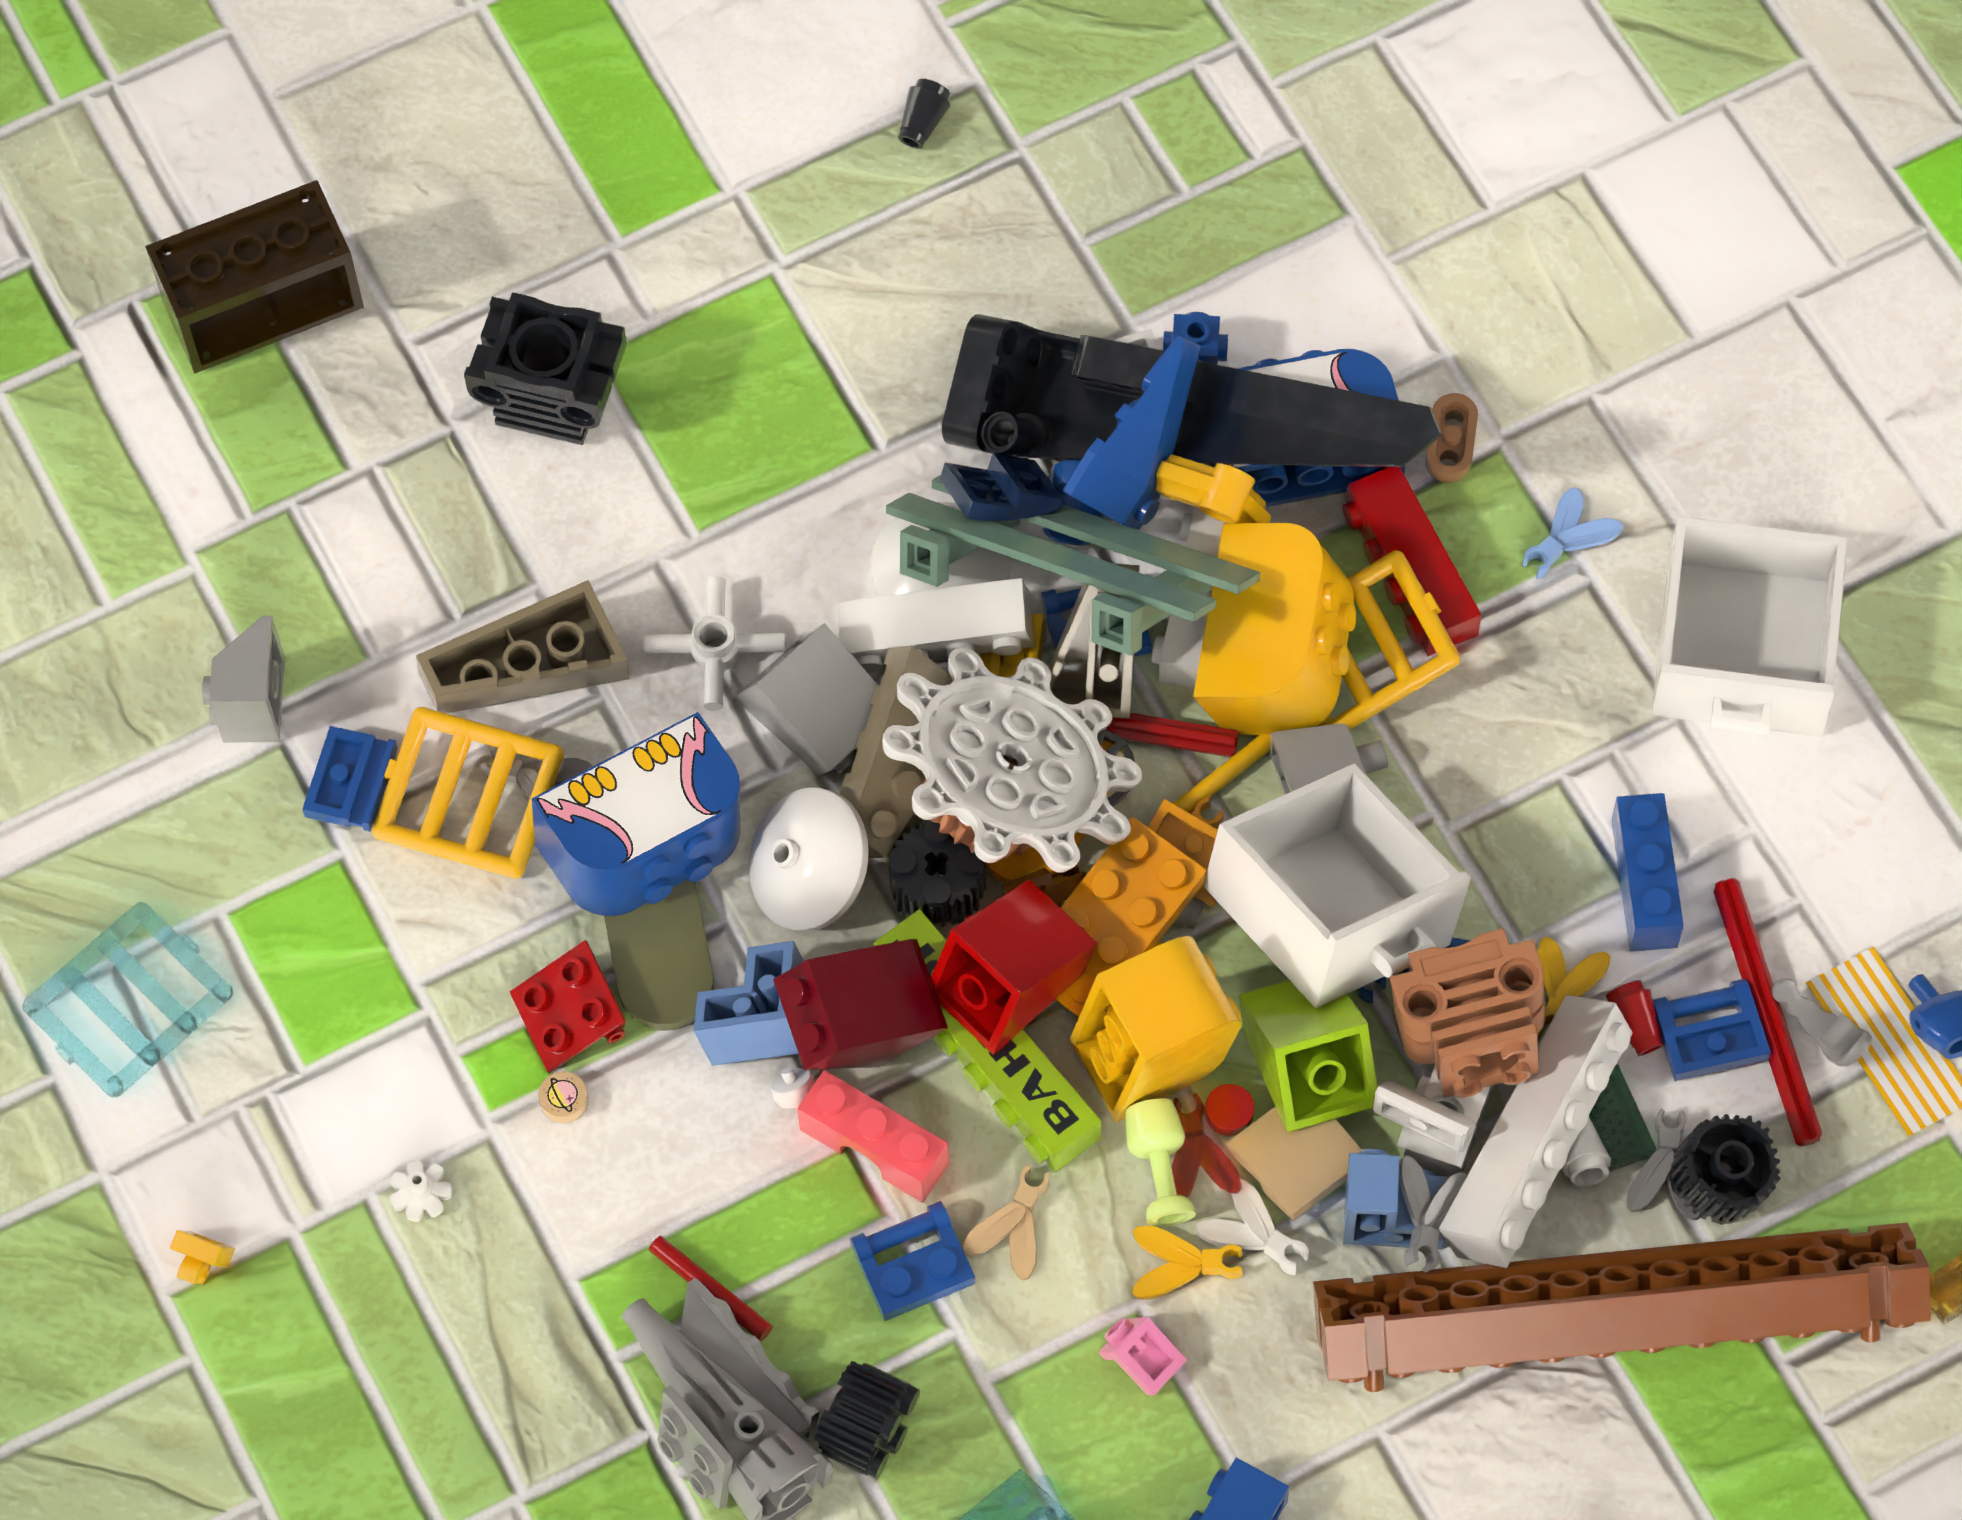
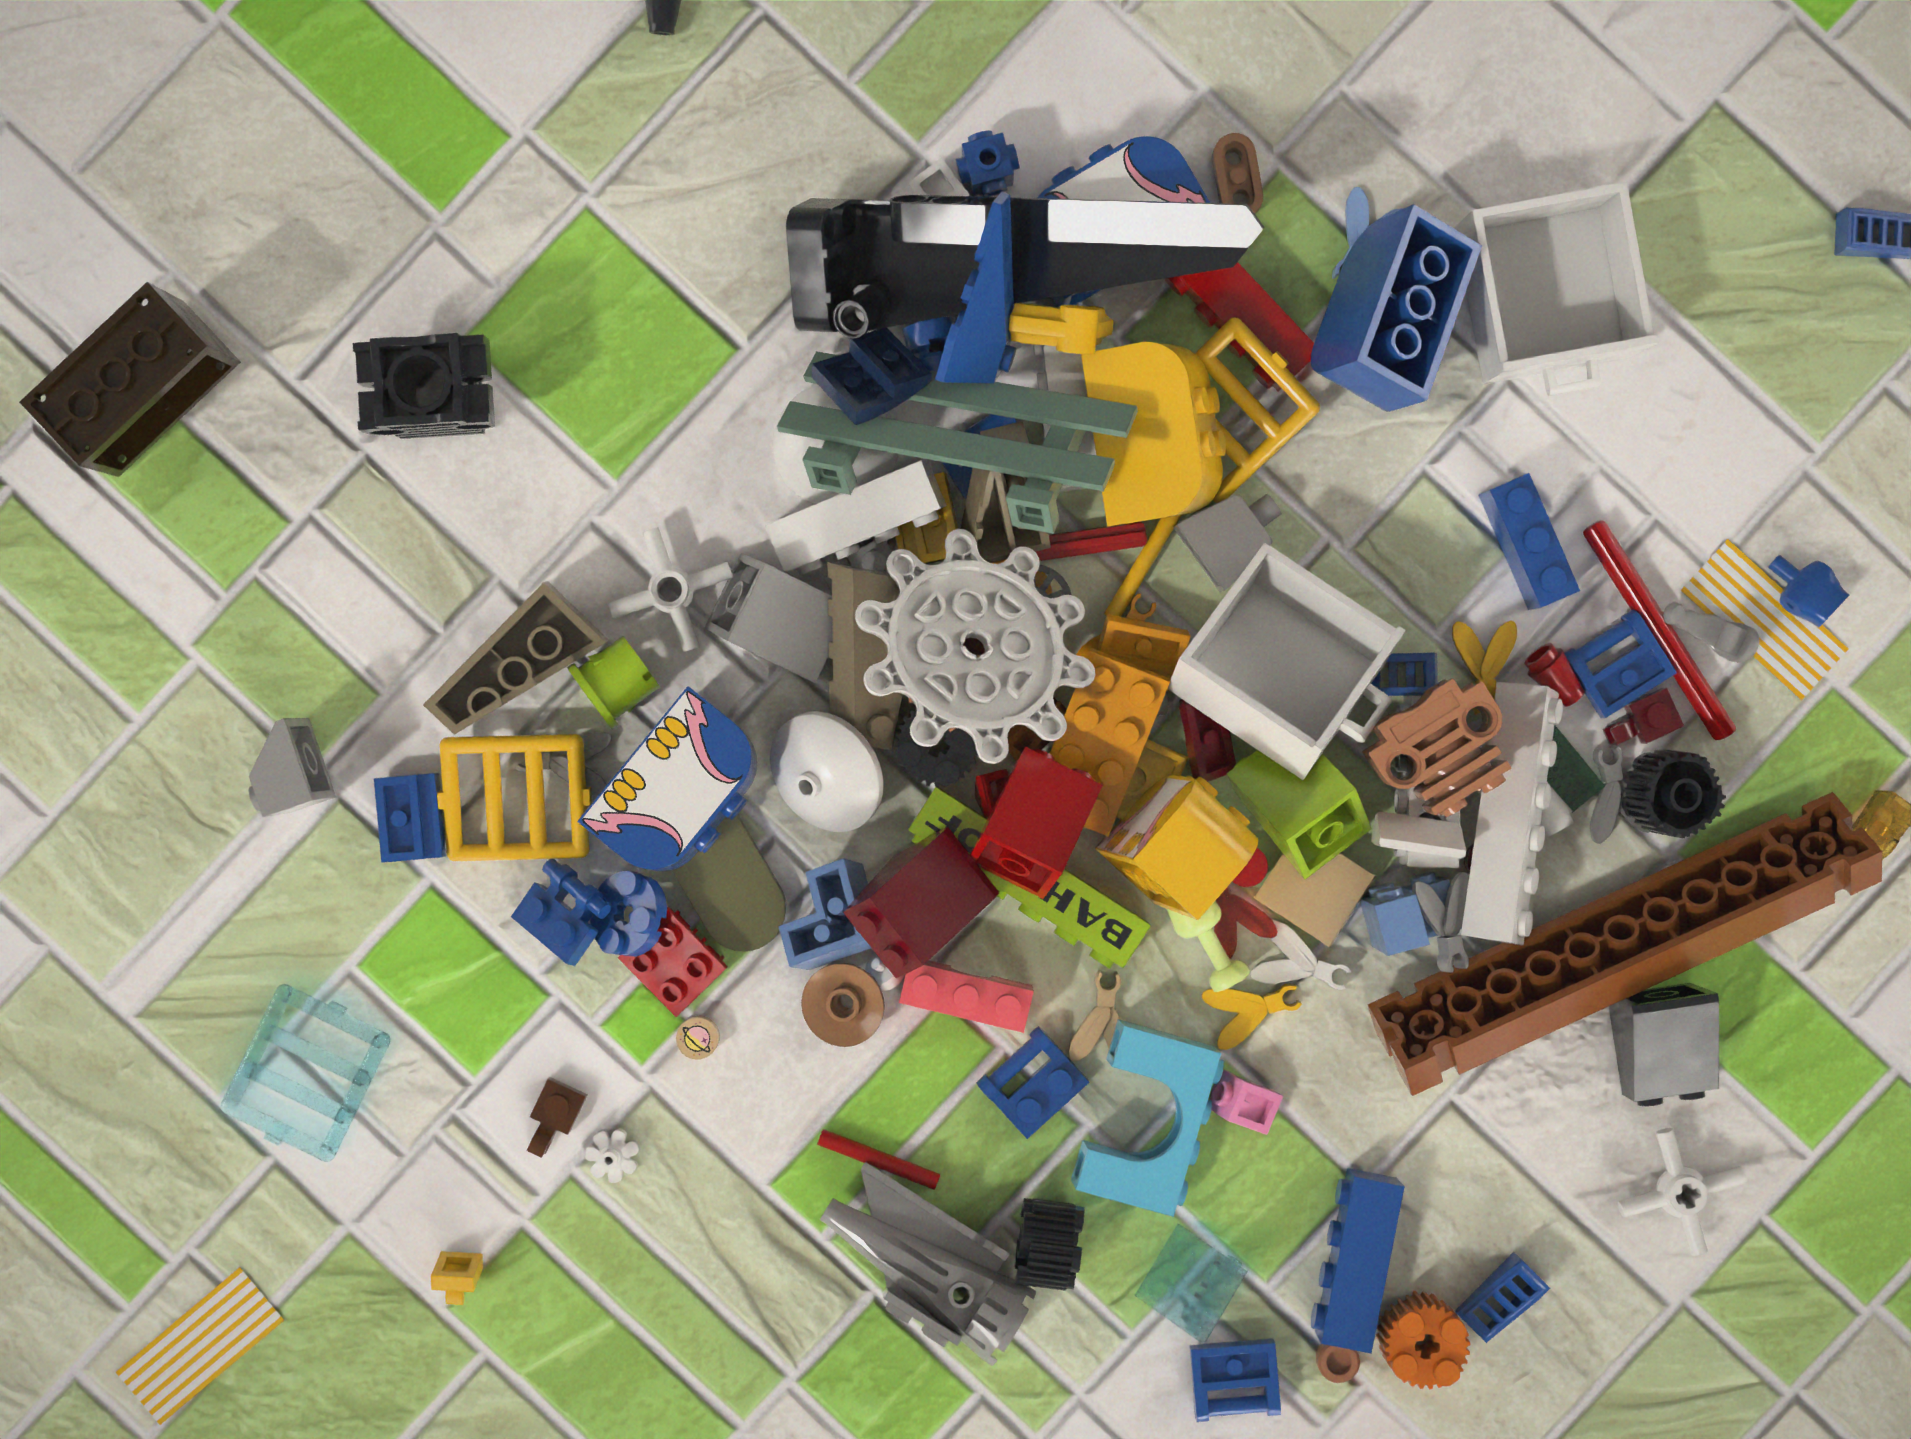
camera: 15 degrees left, 25 degrees up
(377, 1122) = (556, 1110): none -> reddish brown plate
(461, 926) = (552, 921): none -> blue plate
(553, 921) = (648, 907): none -> blue plate
(620, 705) = (614, 680): none -> lime piece
(721, 1091) = (828, 1016): none -> medium nougat dish
(1012, 1396) = (1154, 1176): none -> medium azure arch
(1231, 954) = (1207, 744): none -> dark red plate
(1568, 584) = (1395, 308): none -> blue brick
(1639, 1430) = (1667, 1043): none -> slope
(1725, 1093) = (1647, 718): none -> dark red plate

